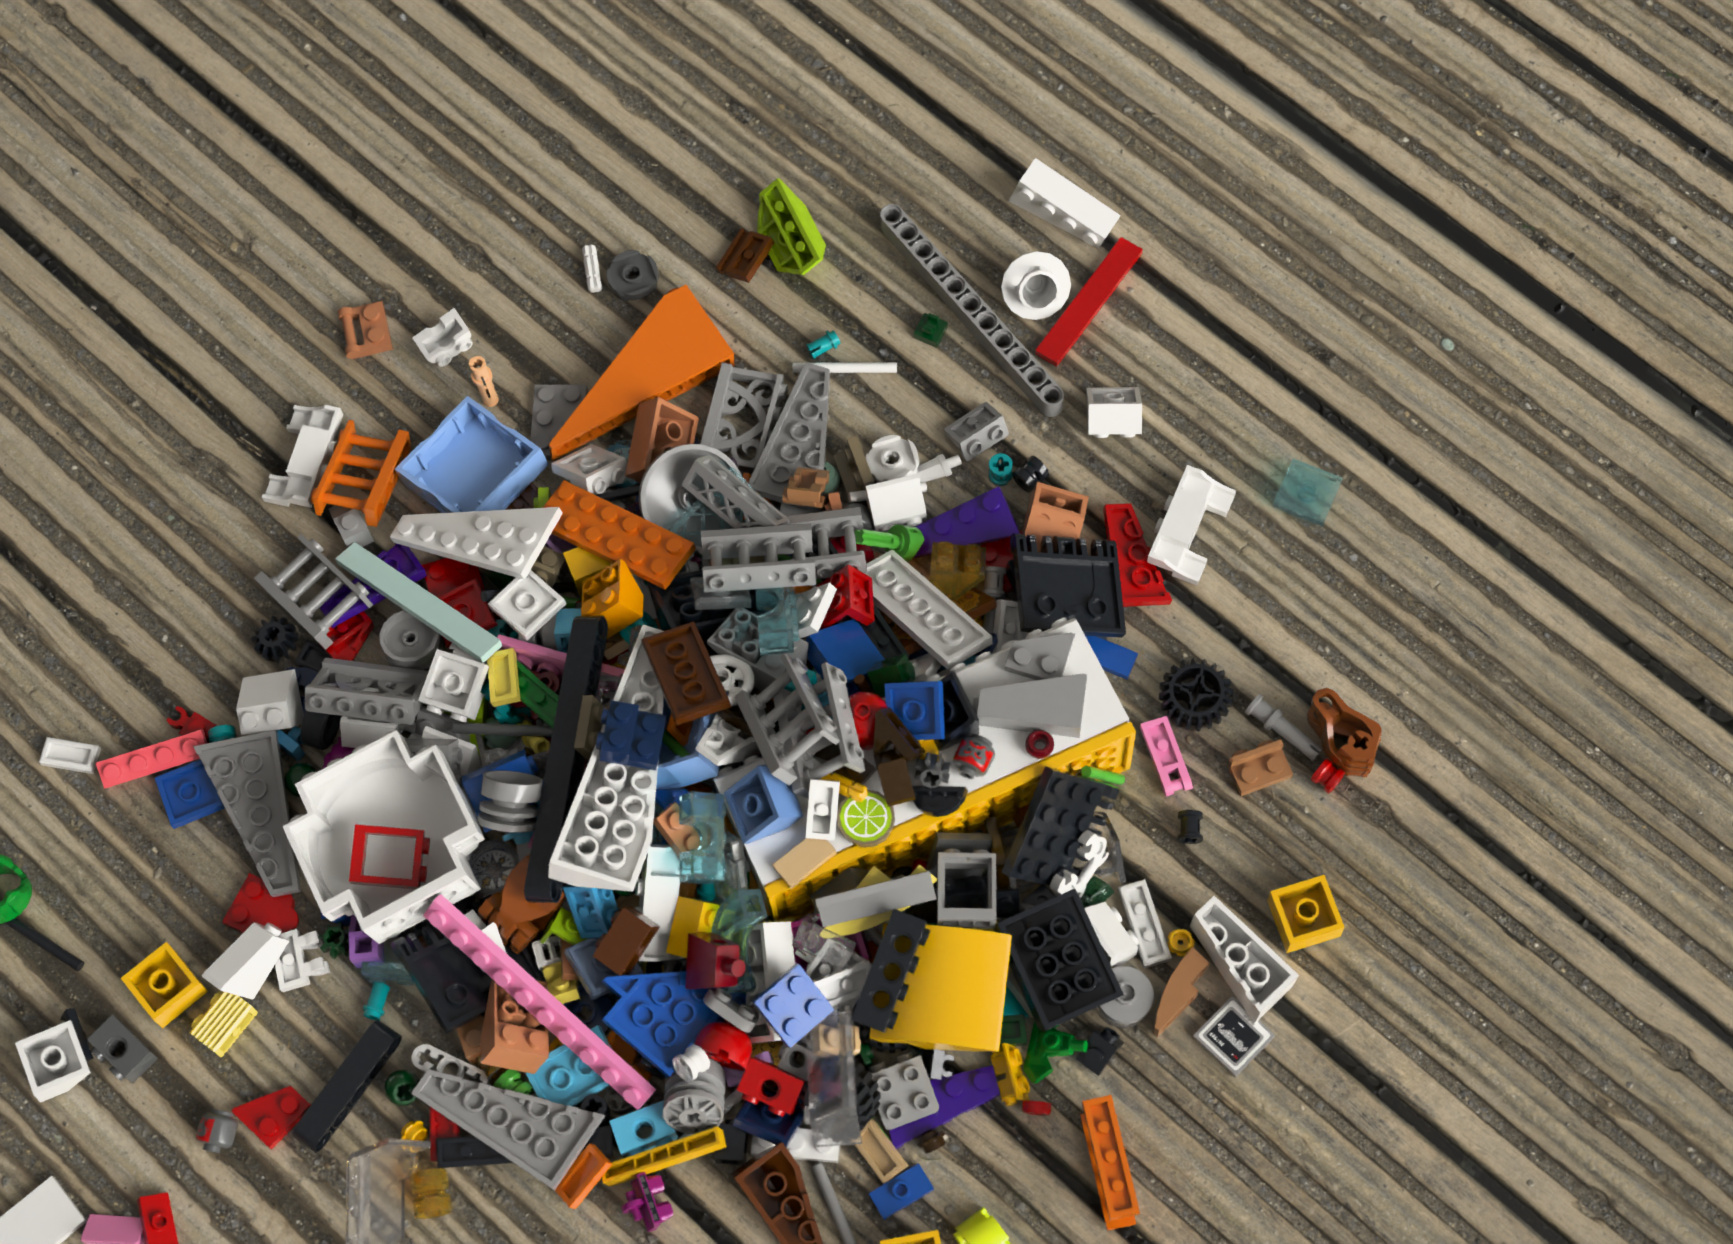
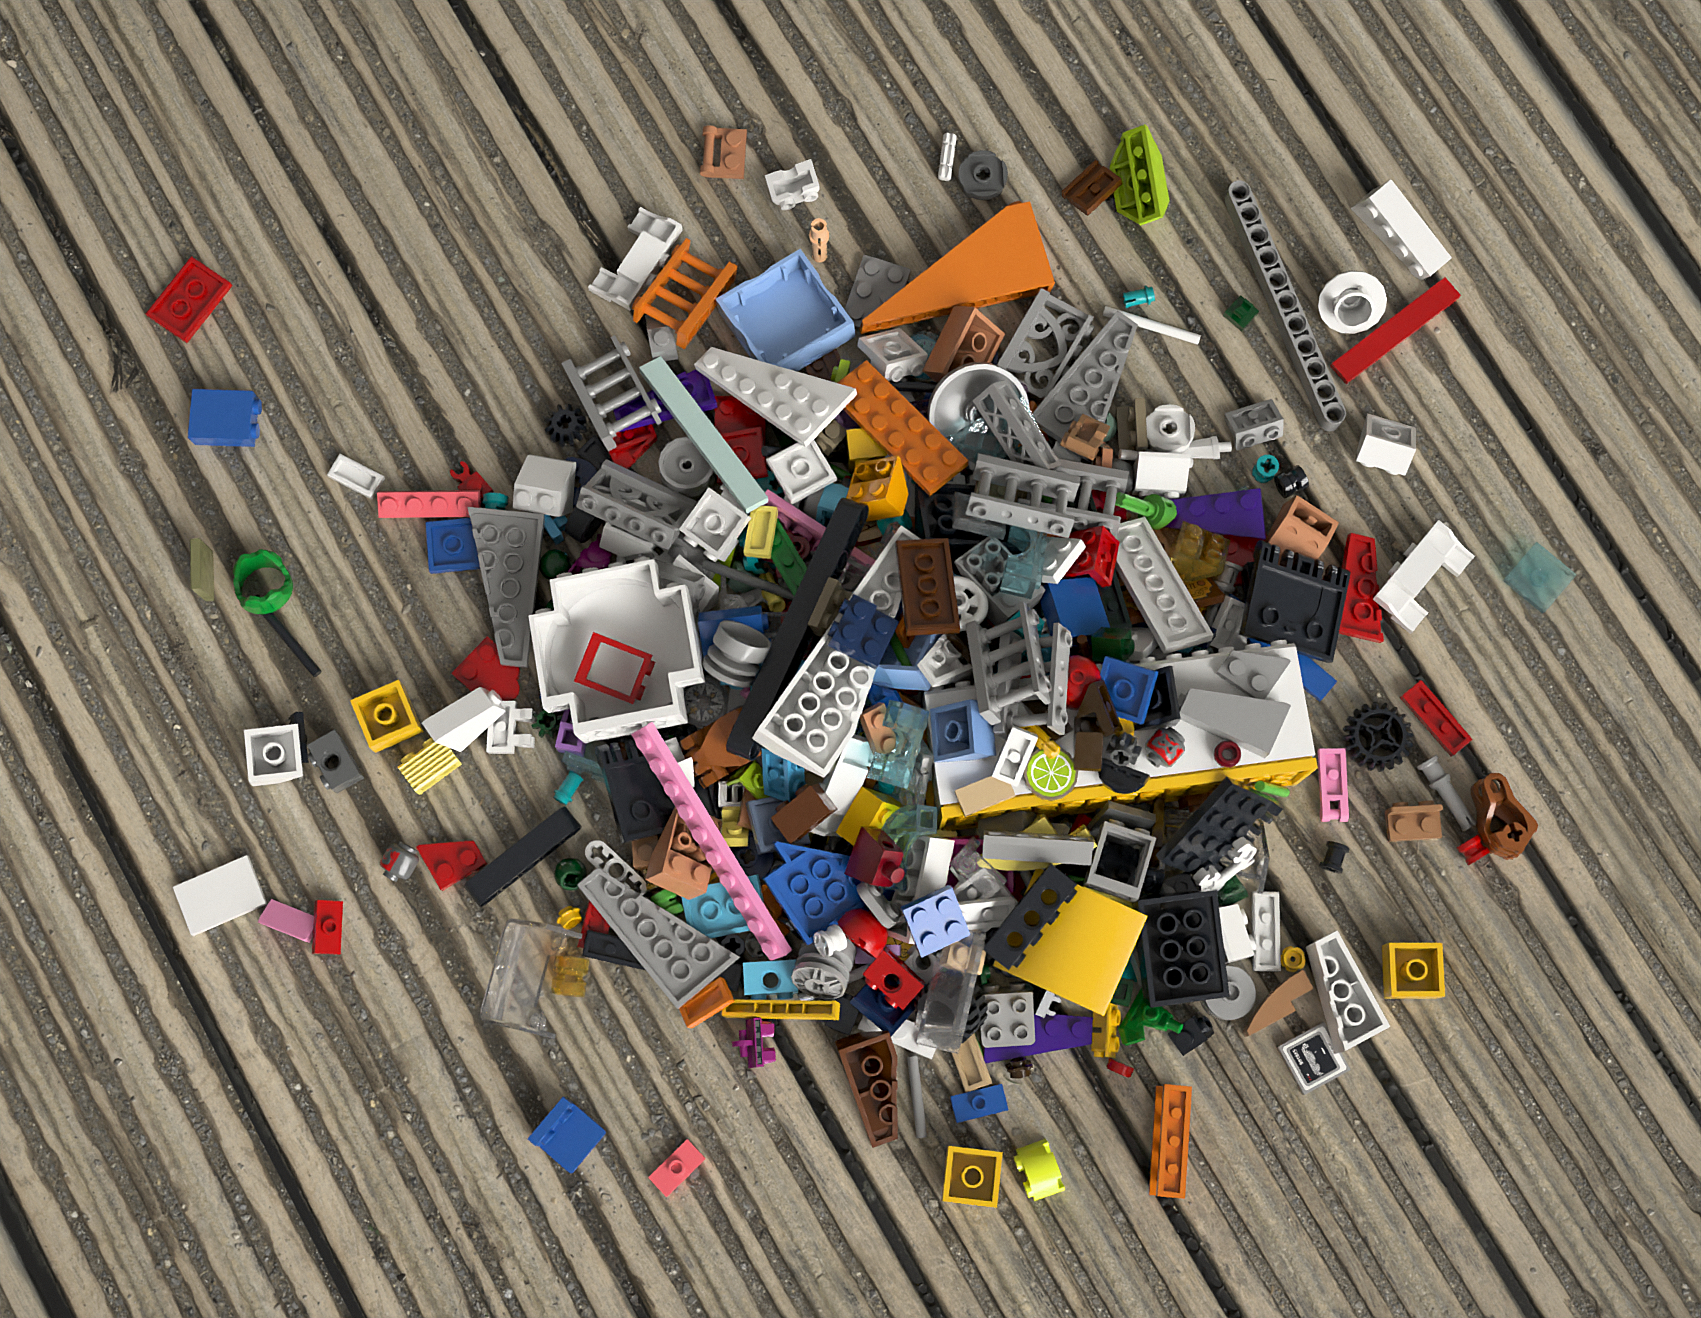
camera: 10 degrees right, 10 degrees up
(1248, 659) = (1436, 718): none -> red plate

